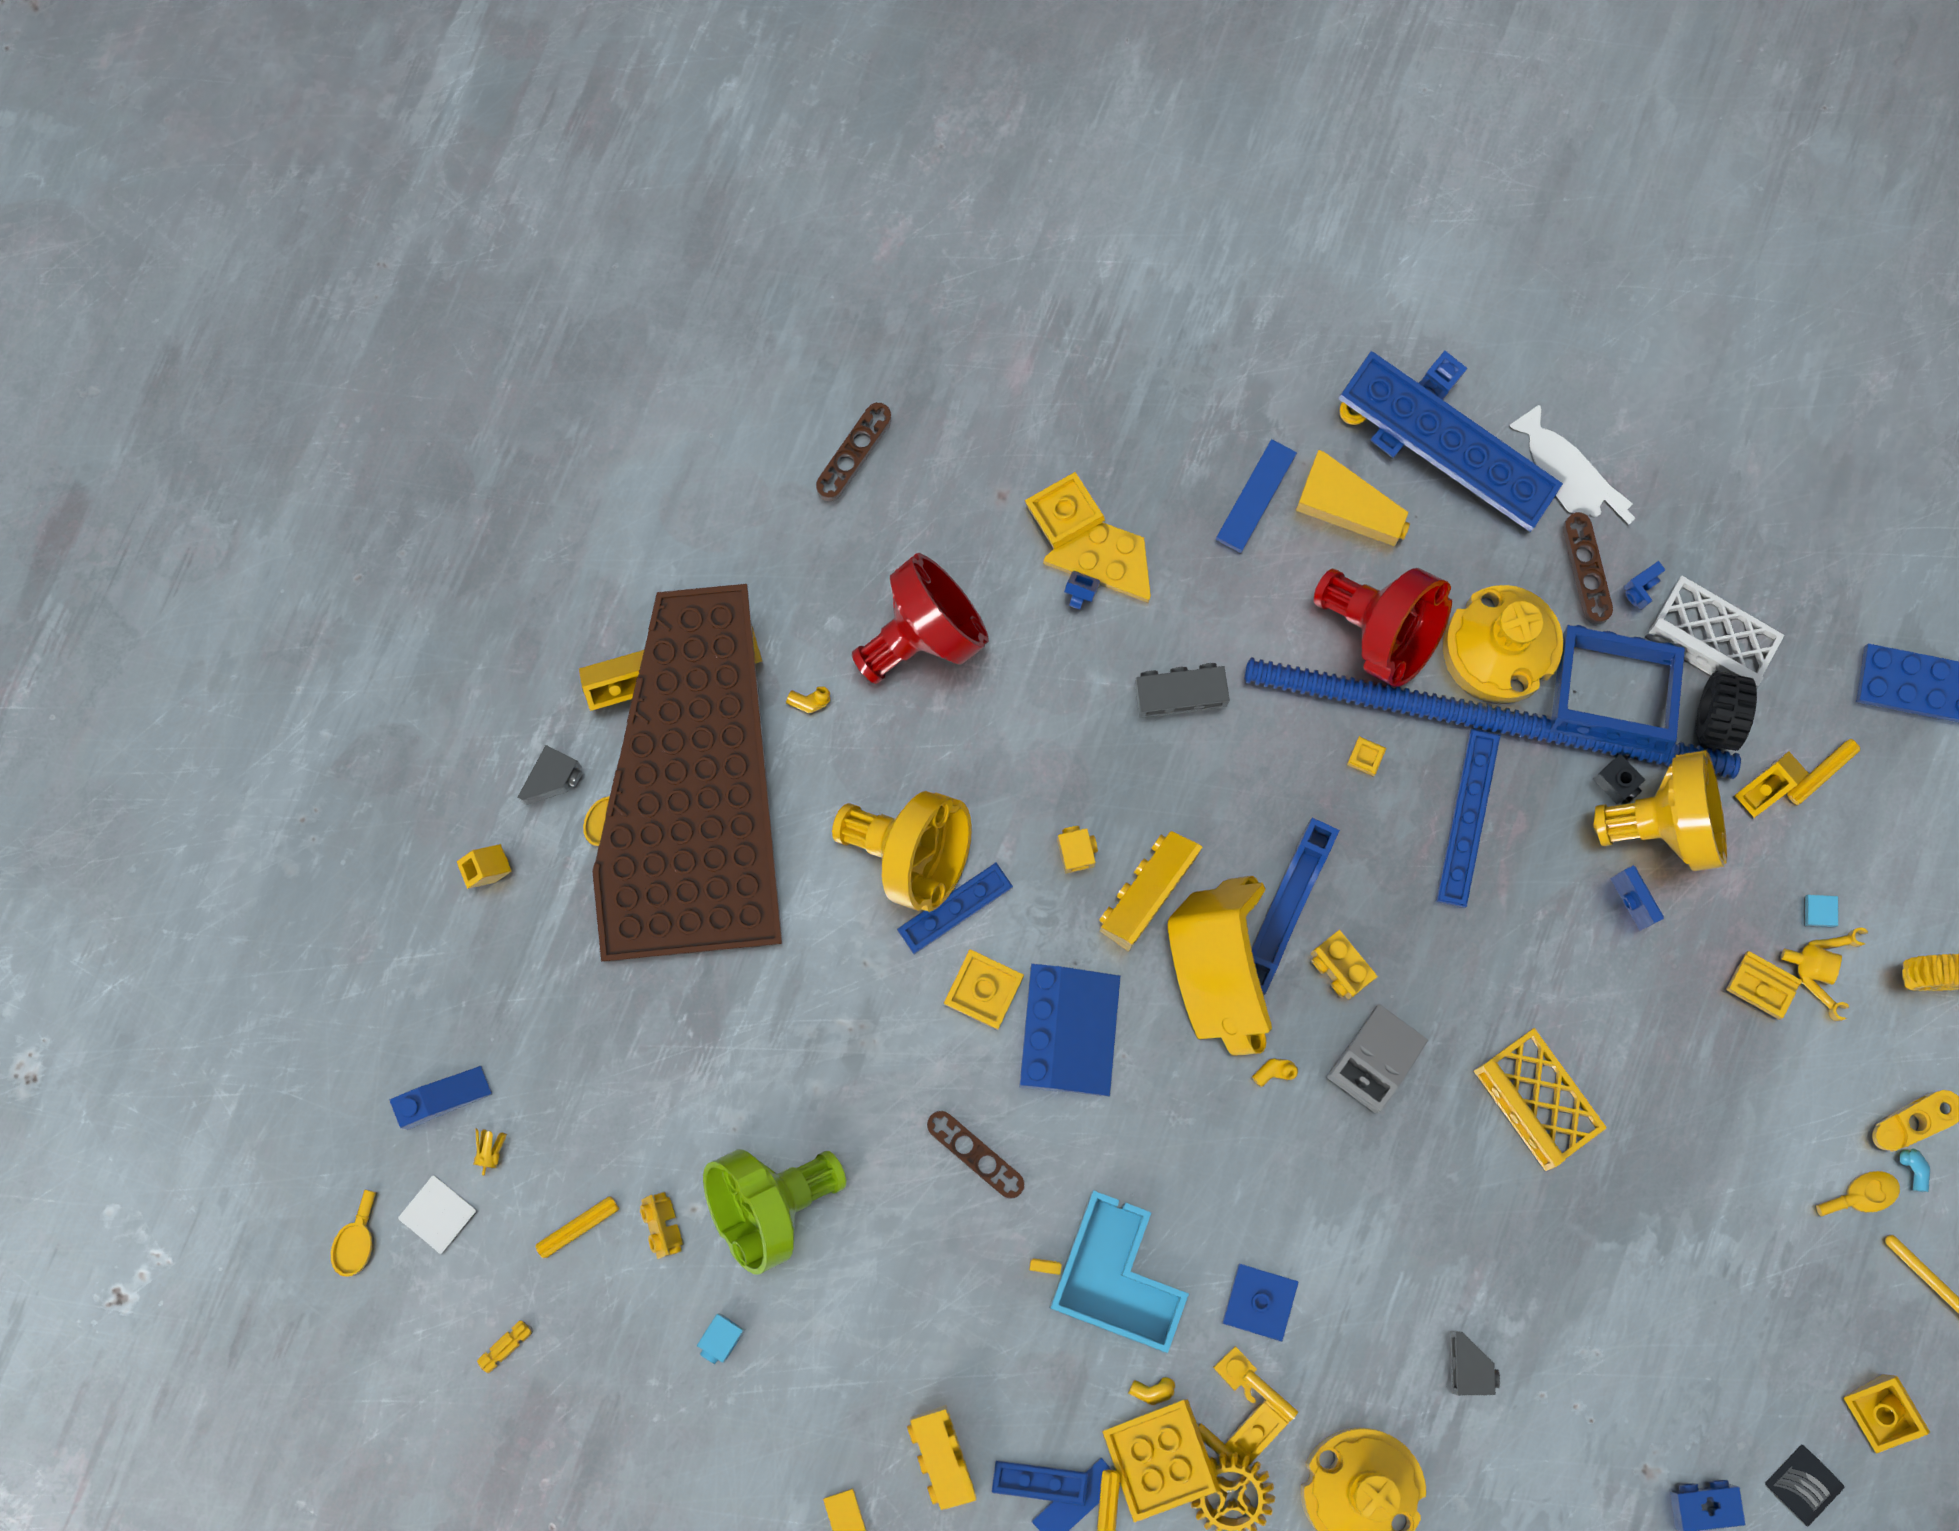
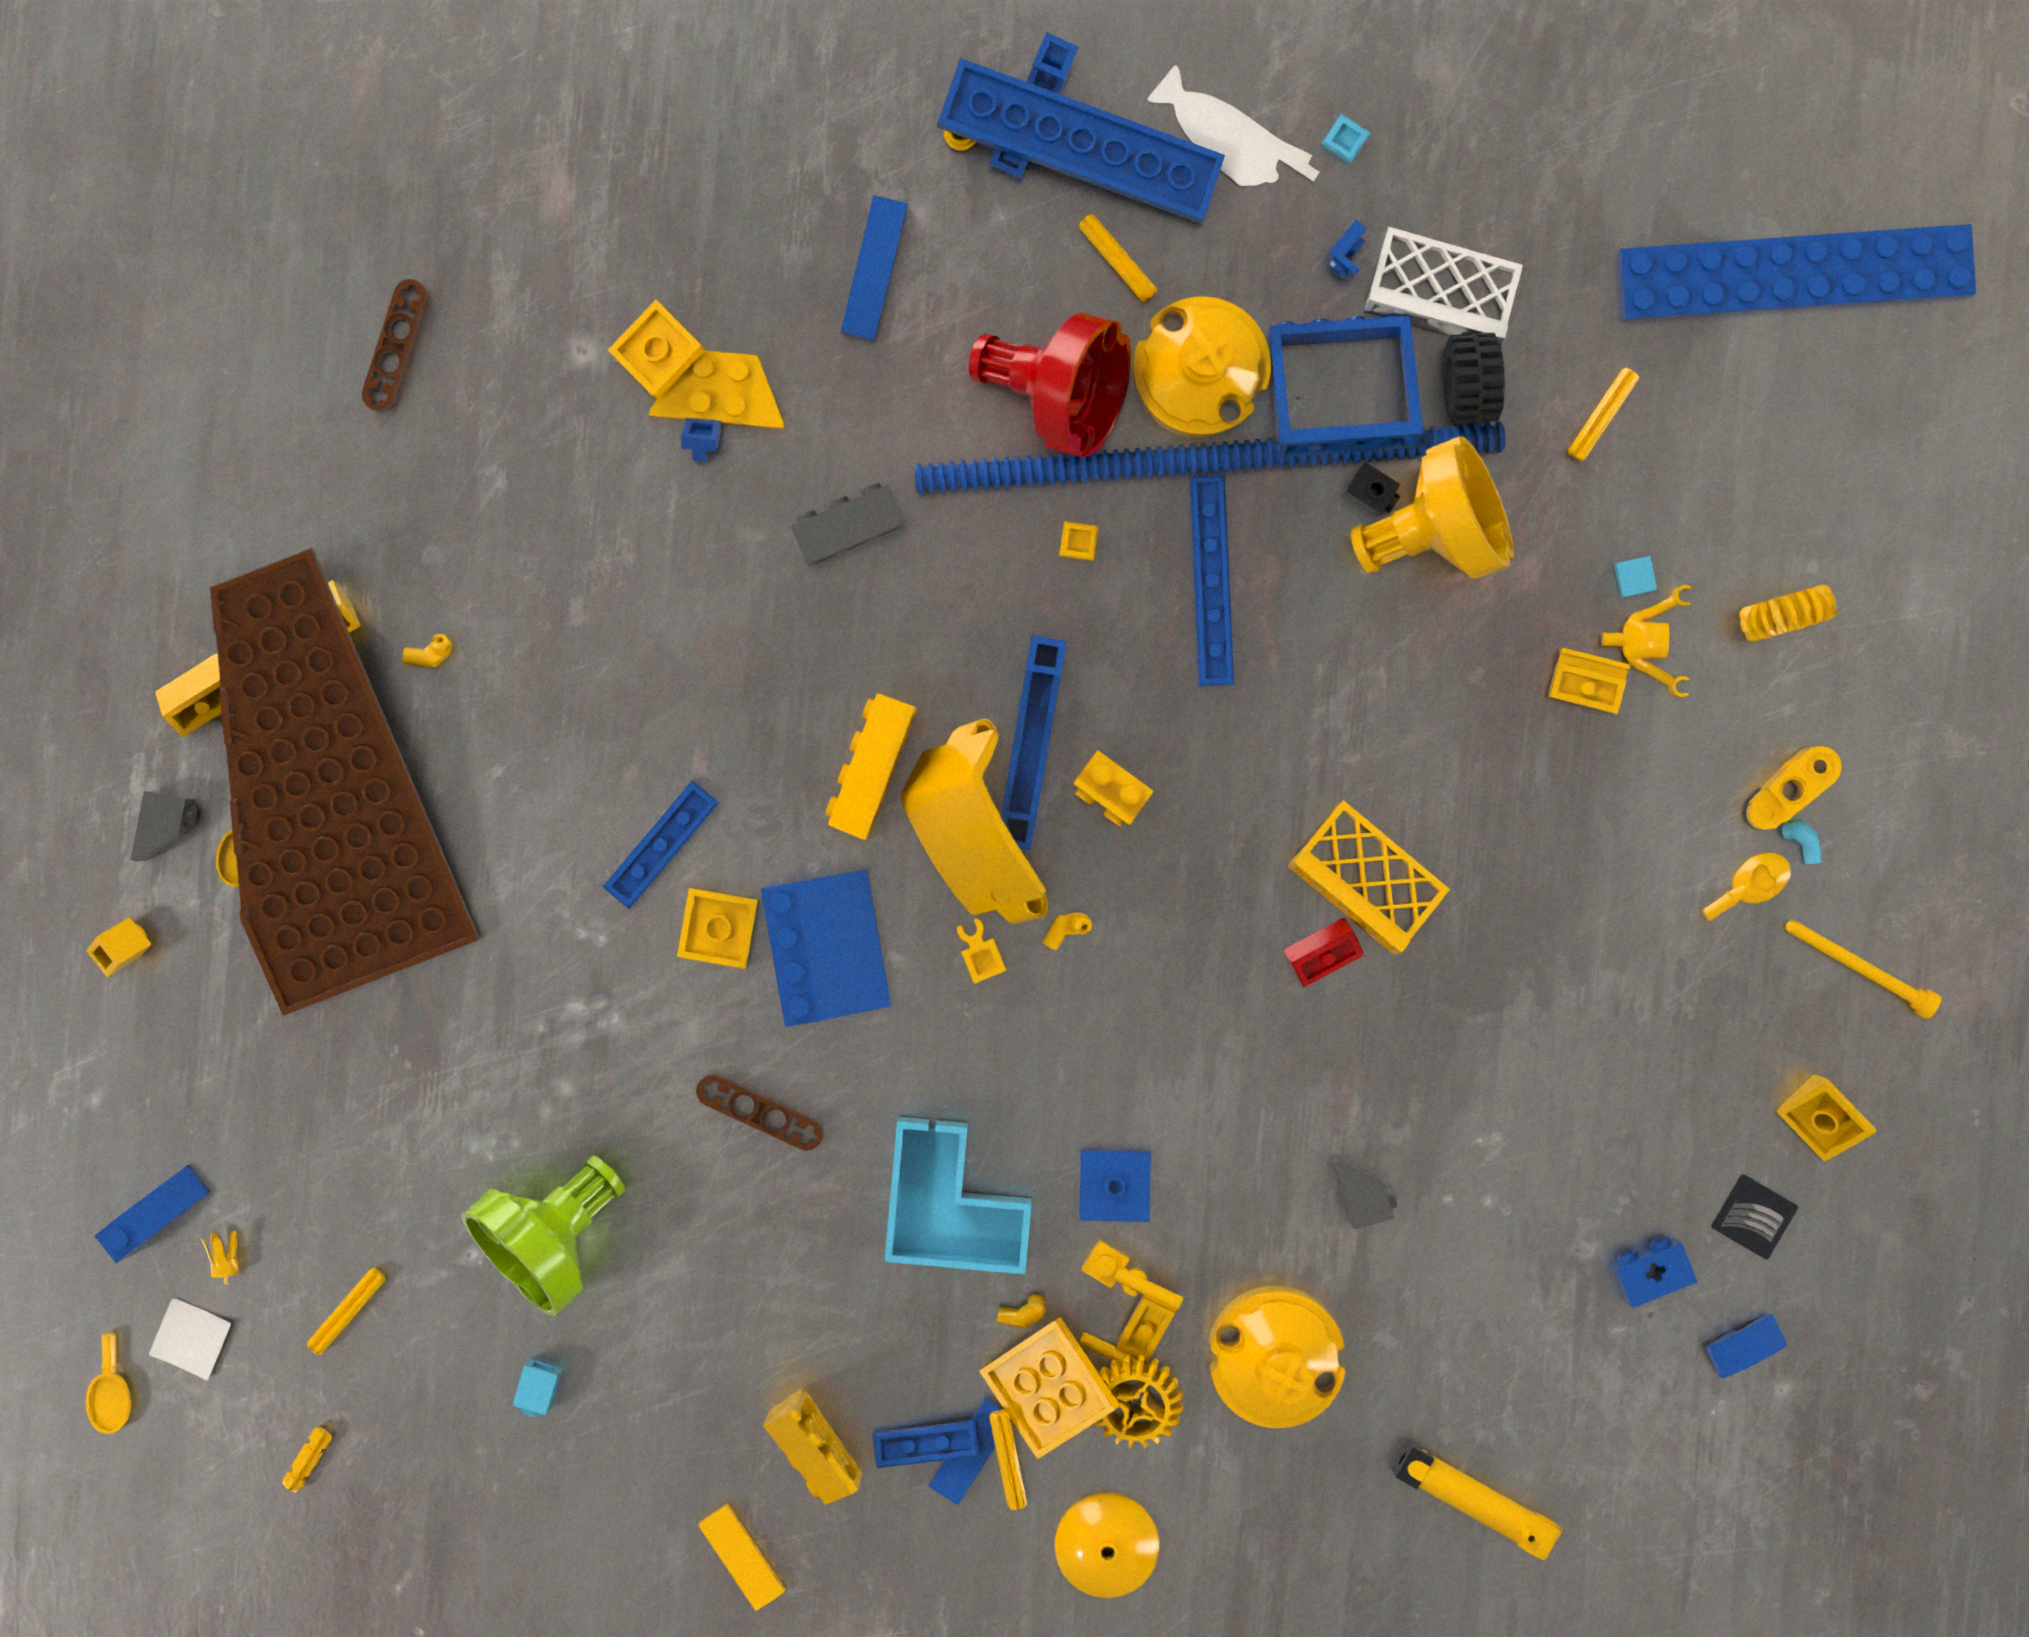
camera: 10 degrees left, 10 degrees up
(655, 1215) = (428, 1274): yellow hinge -> none
(918, 849) = (598, 796): yellow piece -> none
(929, 617) = (534, 522): red piece -> none
(1045, 1266) = (869, 1213): yellow tile -> none
(1077, 849) = (778, 741): yellow brick -> none
(1198, 1075) = (982, 956): none -> yellow plate
(1350, 502) = (980, 246): yellow slope -> none
(1378, 1059) = (1177, 884): light grey slope -> none
(1455, 540) = (1117, 258): none -> yellow axle
(1487, 1152) = (1324, 952): none -> red slope
(1592, 567) = (1273, 250): reddish brown beam -> none
(1637, 898) = (1422, 624): blue plate -> none
(1662, 498) = (1345, 139): none -> medium azure tile
(1771, 784) = (1547, 446): yellow slope -> none

